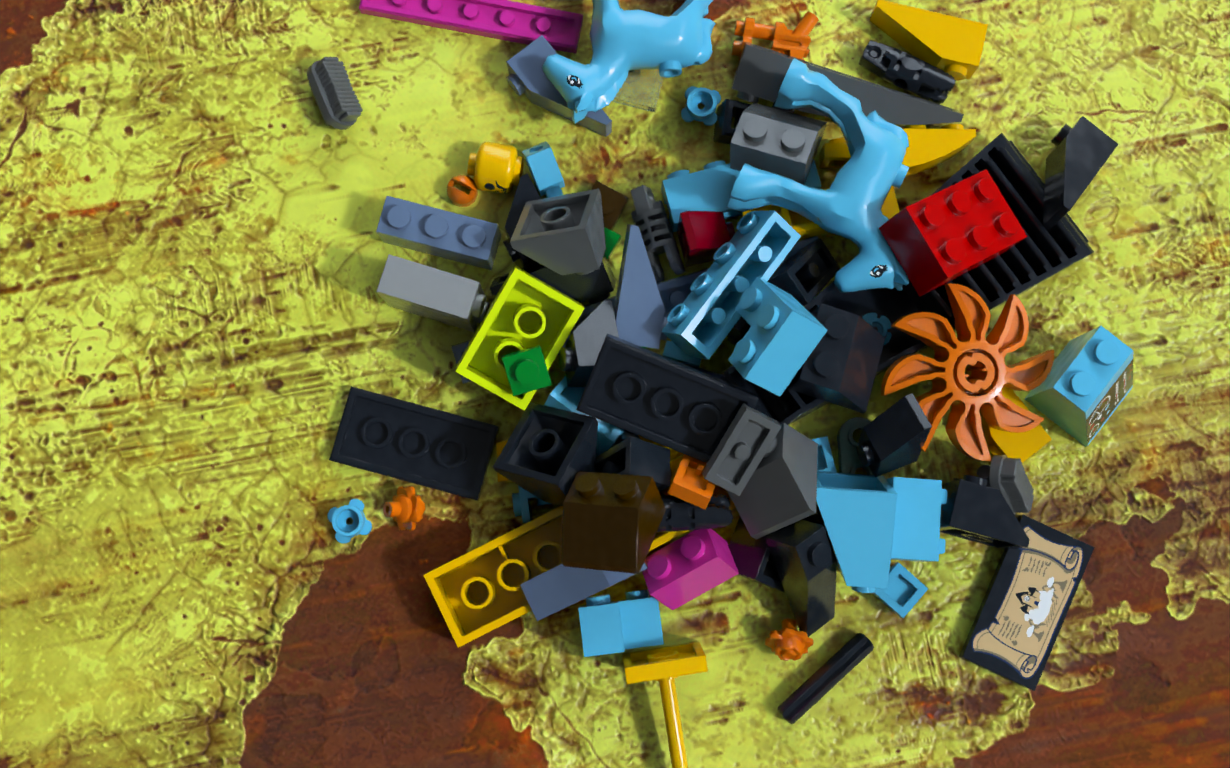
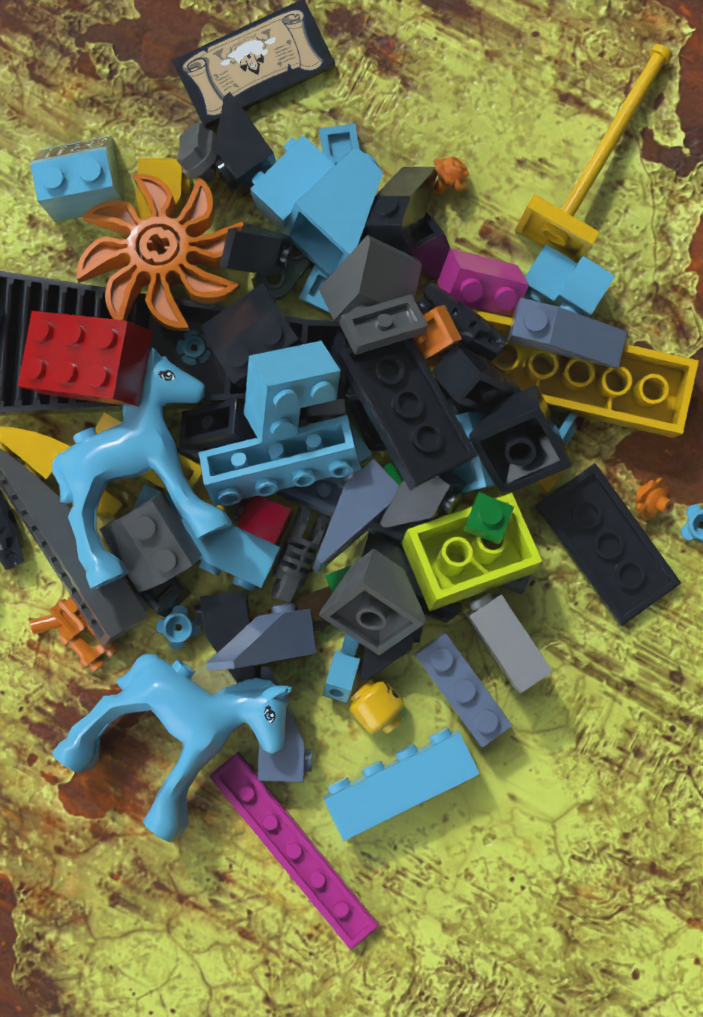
camera: 140 degrees left, 5 degrees up
(334, 93) = (454, 870): dark grey piece -> none
(429, 122) = (400, 784): none -> medium azure brick
(459, 197) = (409, 716): orange hinge -> none
(610, 521) = (522, 350): dark brown slope -> none
(623, 142) = (268, 639): none -> sand blue slope
(657, 131) = (222, 619): none -> black slope
(719, 360) = (326, 411): none -> dark grey plate
(825, 678) = (445, 129): black axle -> none

